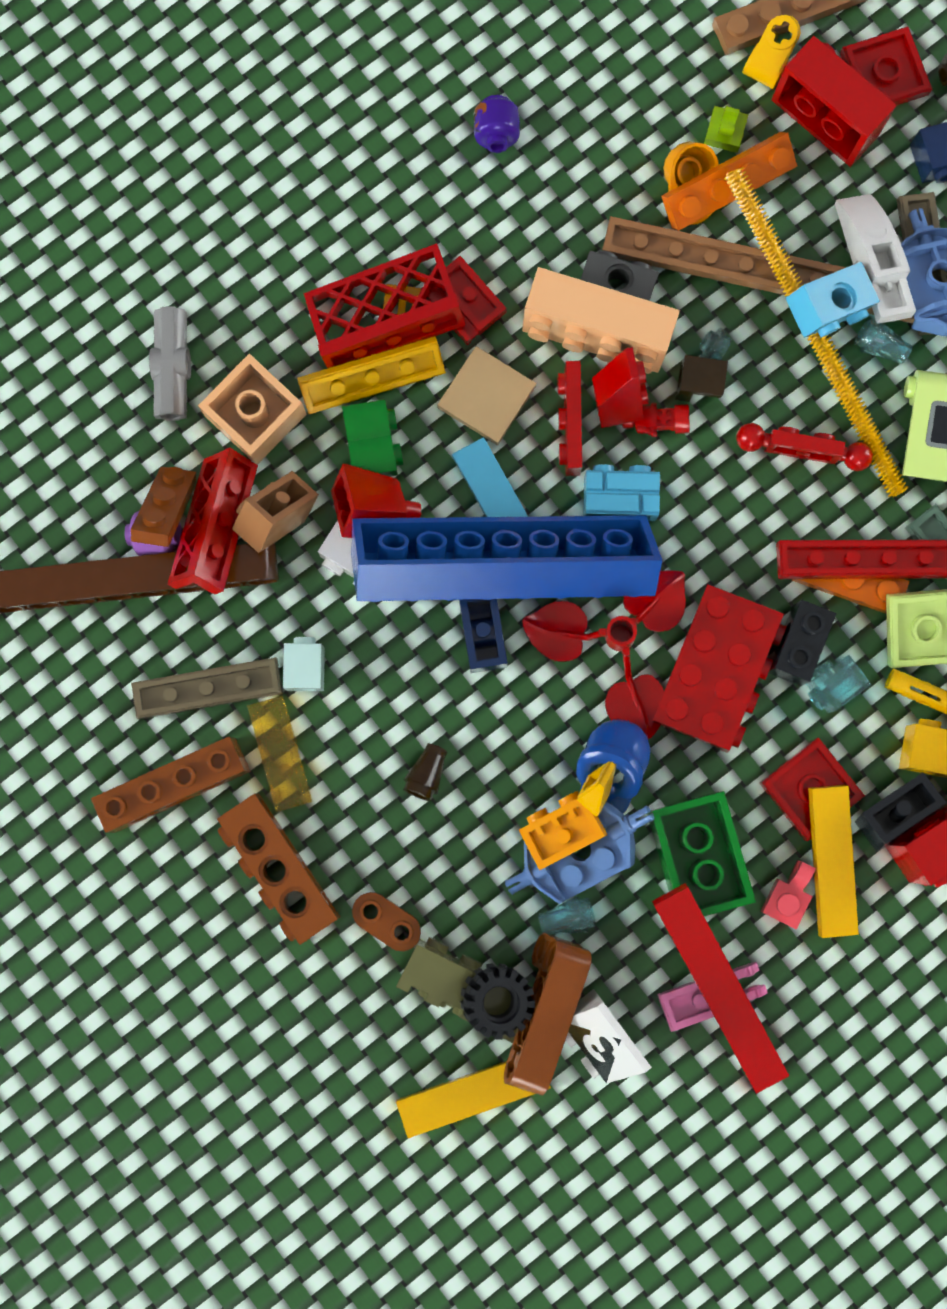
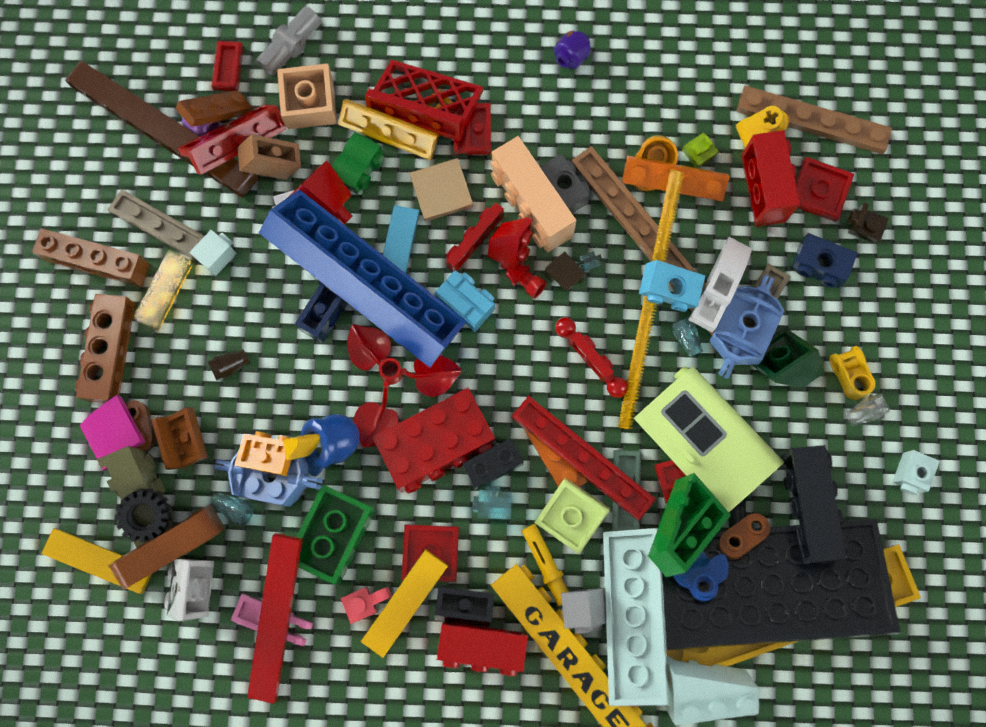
camera: 45 degrees right, 5 degrees down
(123, 448) = (227, 66): none -> red tile
(368, 950) = (111, 428): none -> dark pink slope
(449, 894) = (180, 439): none -> dark orange bracket

